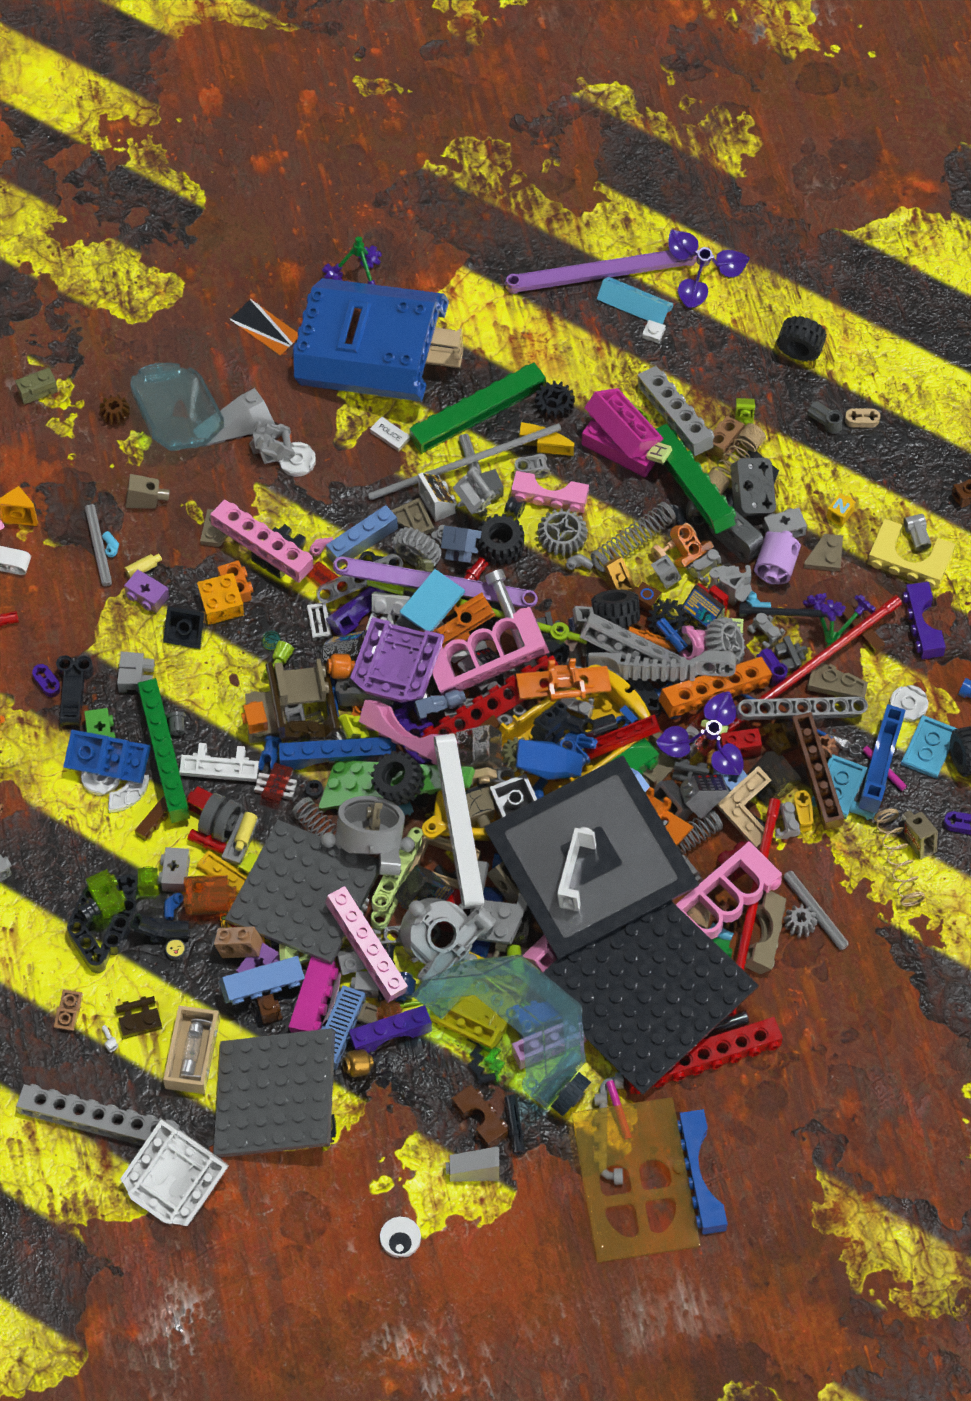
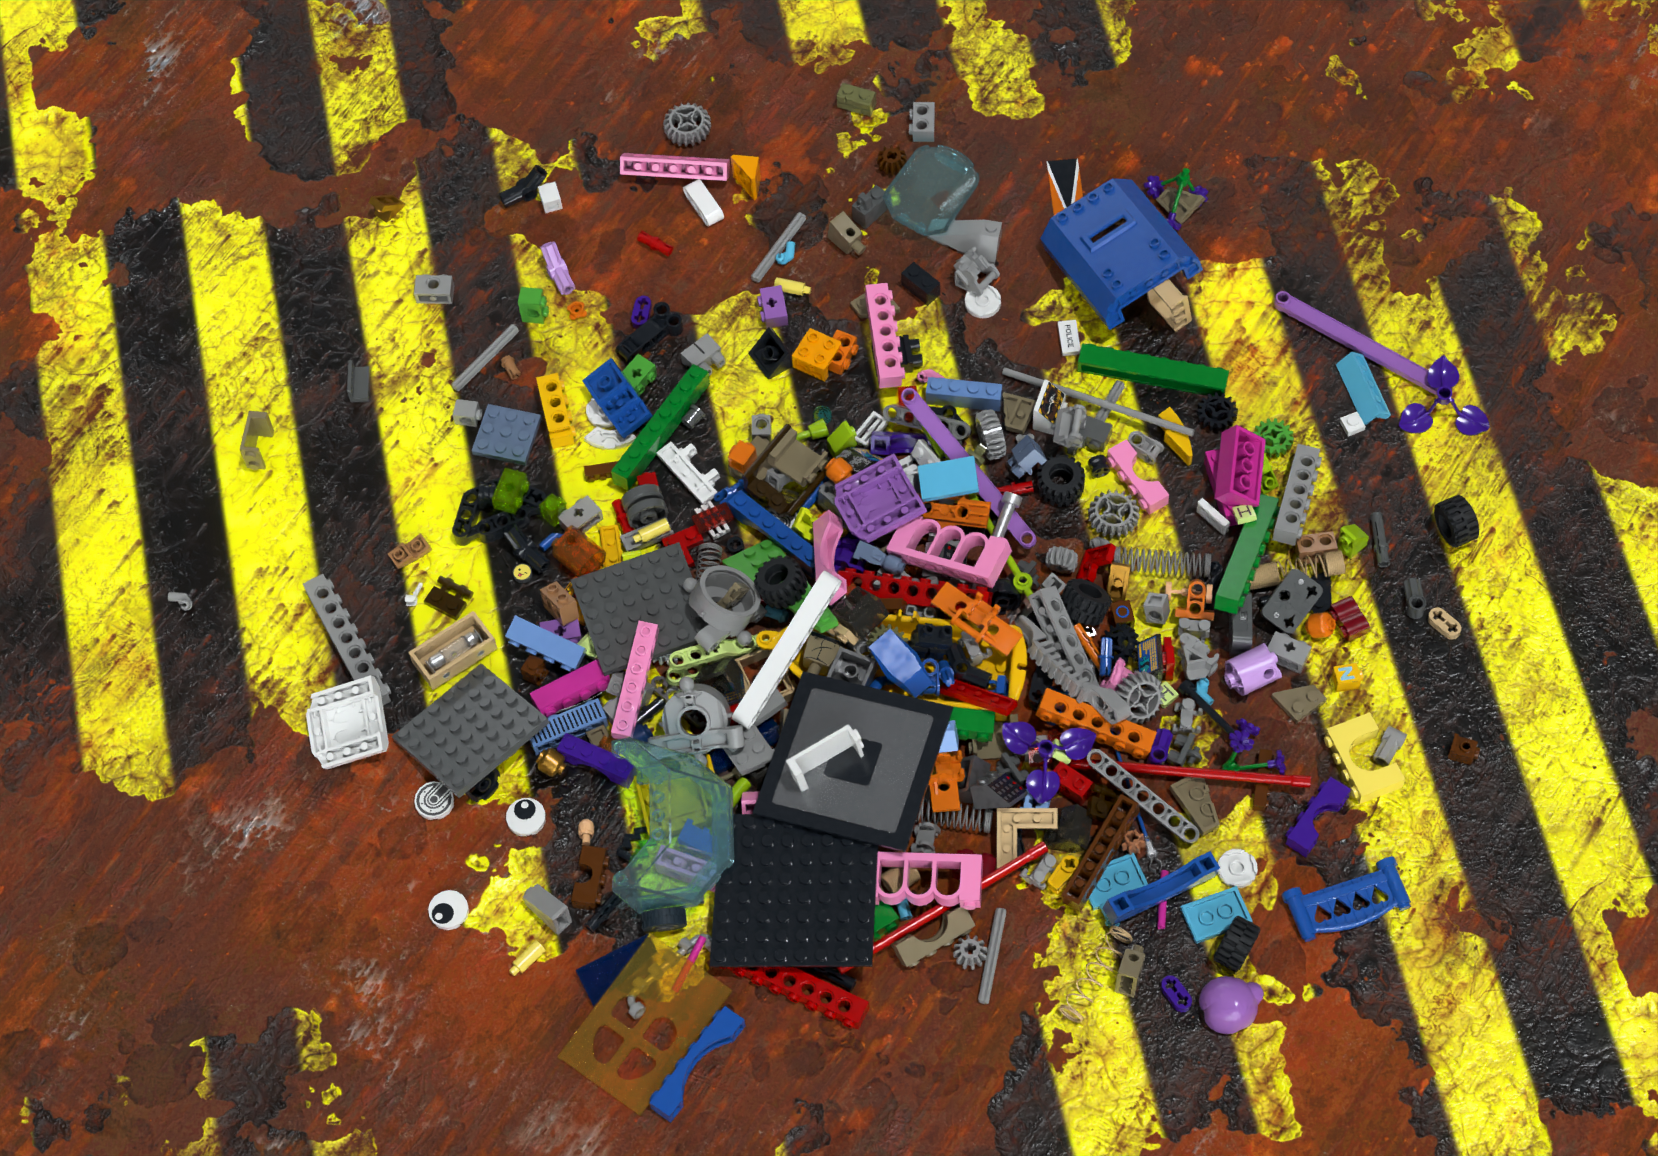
camera: 50 degrees right, 0 degrees up
(44, 859) = (506, 434): none -> sand blue plate
(64, 807) = (555, 410): none -> yellow brick
(109, 360) = (923, 125): none -> light grey brick
(138, 455) = (869, 207): none -> dark grey hinge
(238, 680) = (762, 420): none -> light grey brick
(240, 483) = (920, 283): none -> black brick
(269, 817) = (688, 539): none -> red plate
(299, 1171) = (434, 800): none -> tile
(312, 644) = (841, 438): none -> lime slope
(356, 273) = (1186, 206): none -> dark tan wing
(381, 1119) = (525, 817): none -> white tile
(438, 1088) = (586, 831): none -> light nougat cylinder
(498, 1215) = (527, 958): none -> light yellow cylinder
(564, 594) = (1061, 560): none -> light grey gear
(565, 1173) = (602, 972): none -> clear blue wing
(584, 576) = (1093, 559): none -> red plate
(611, 380) = (1275, 435): none -> bright green gear
(632, 475) = (1213, 516): none -> white tile
(776, 407) = (1381, 546): none -> dark grey pin
(787, 488) = (1320, 625): none -> orange head
(799, 468) = (1349, 619): none -> dark red brick

